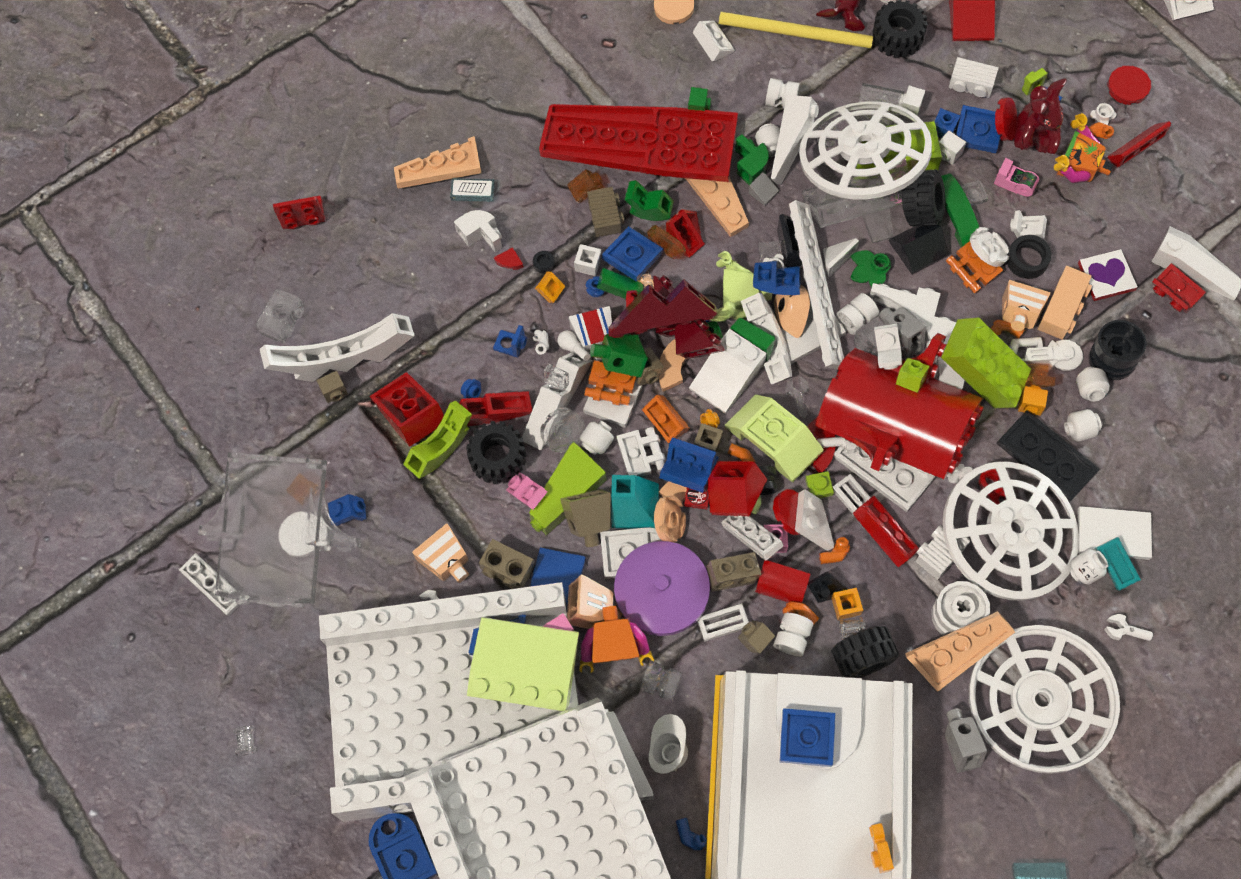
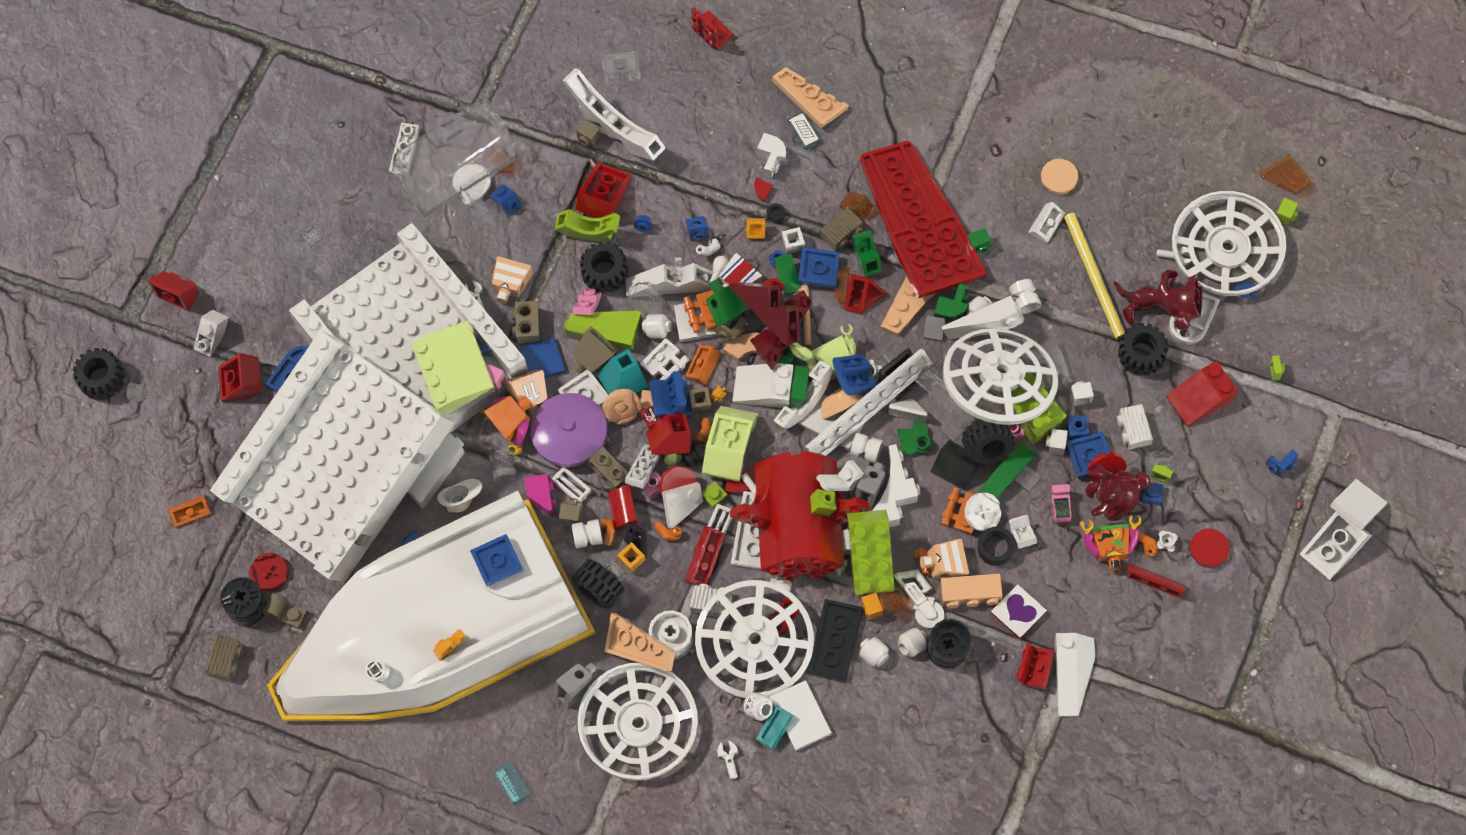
camera: 60 degrees right, 0 degrees up
(497, 407) = (638, 246): red slope -> none
(716, 659) = (539, 493): none -> dark pink slope

